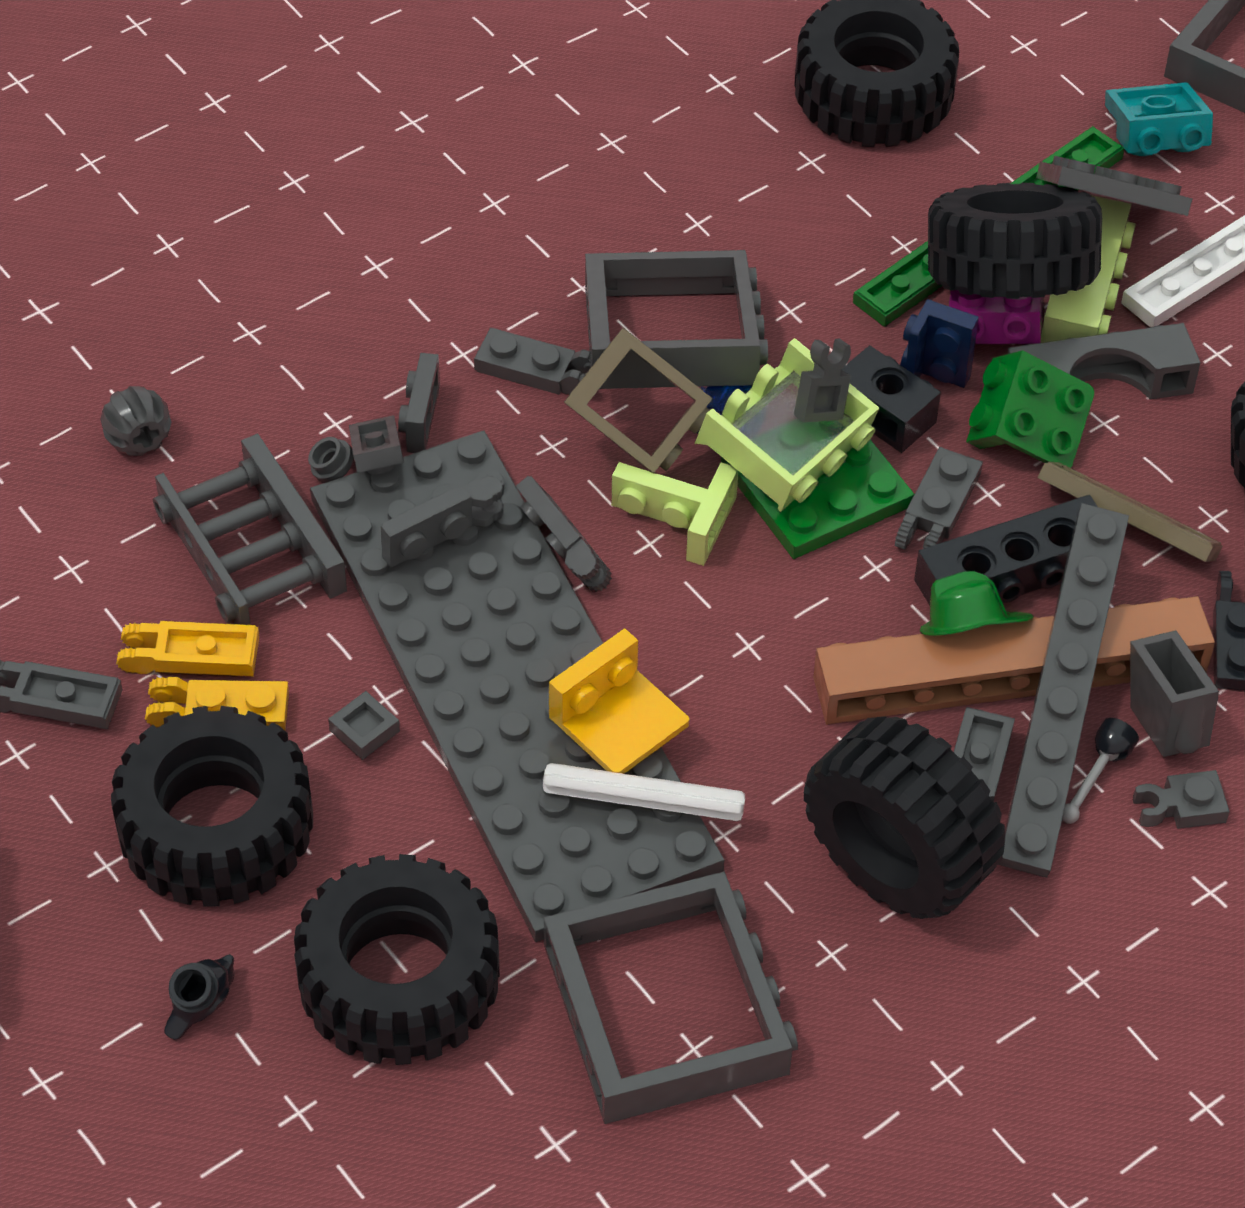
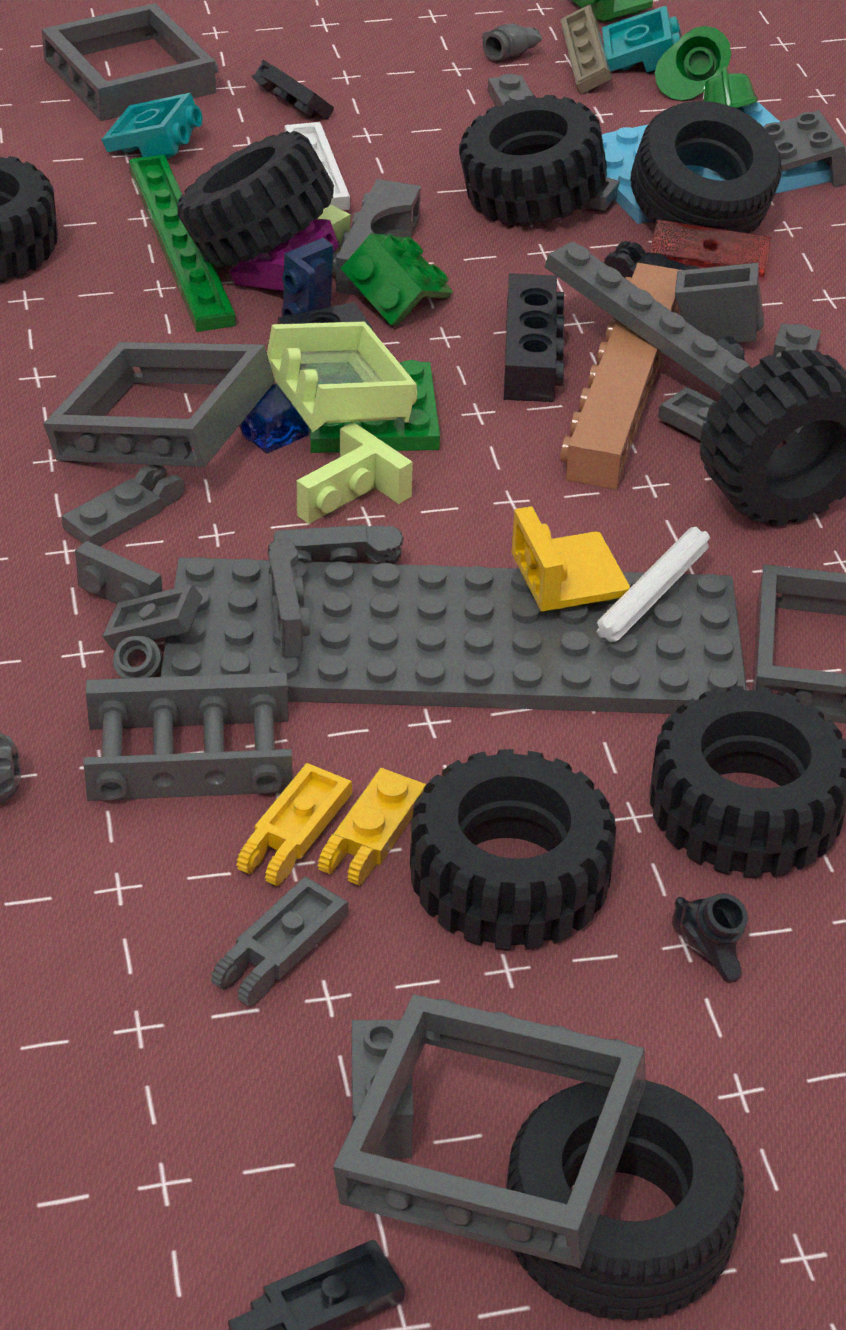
camera: 65 degrees left, 10 degrees down
(364, 725) = (463, 733): dark grey plate -> none
(692, 419) = (232, 455): dark tan window -> none
(825, 389) = (335, 333): dark grey plate -> none
(940, 498) = (449, 362): dark grey hinge -> none
(966, 603) = (586, 359): green piece -> none
(1115, 184) = (228, 141): dark grey plate -> none
(1139, 514) = (498, 279): dark tan tile -> none

